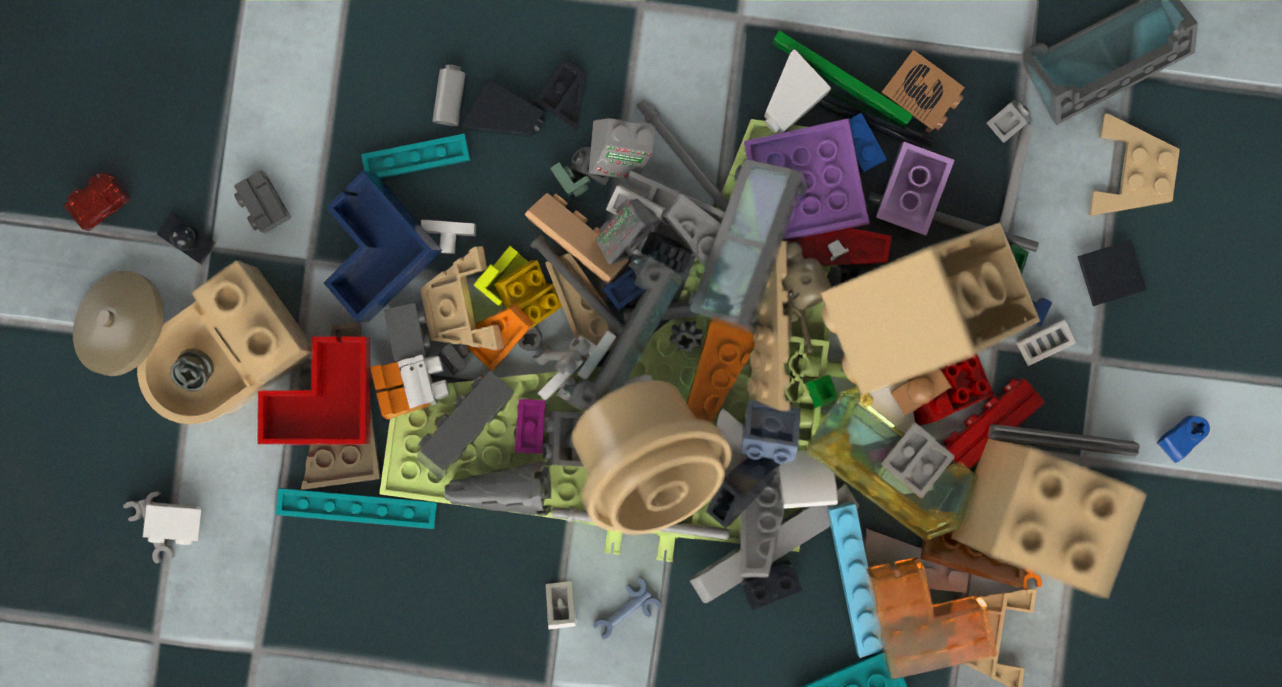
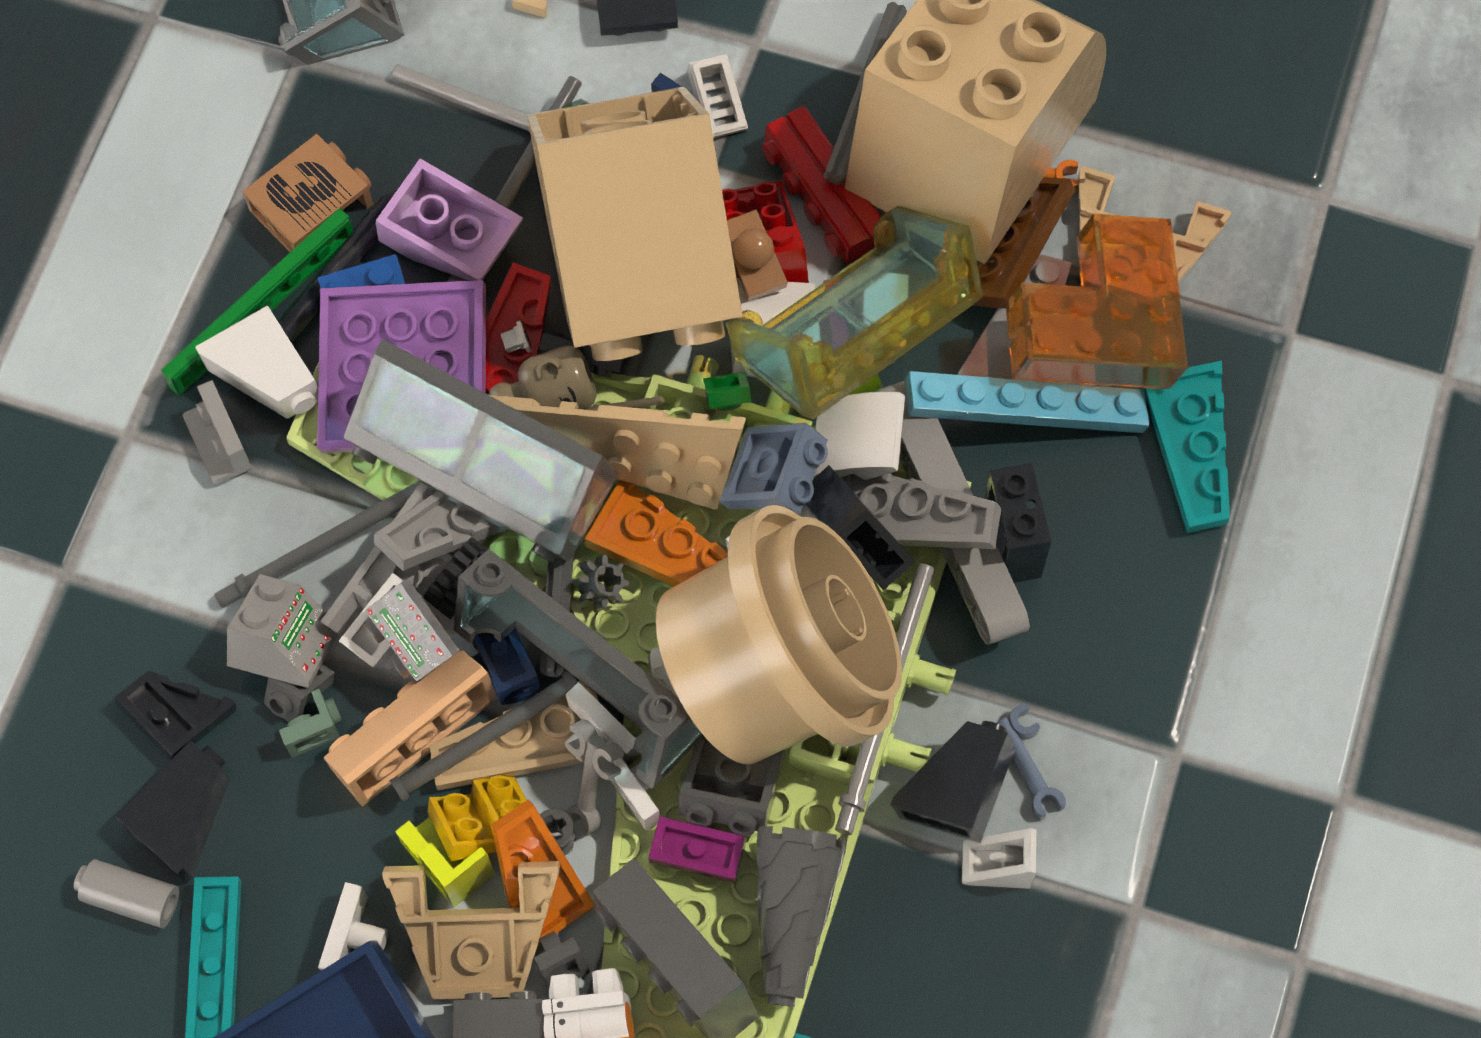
camera: 80 degrees left, 20 degrees down
(601, 575) = (959, 782): none -> black slope
(744, 75) = (216, 436): none -> light grey bracket
(917, 460) = (859, 277): light grey slope -> none
(1010, 120) = (381, 89): light grey bracket -> none

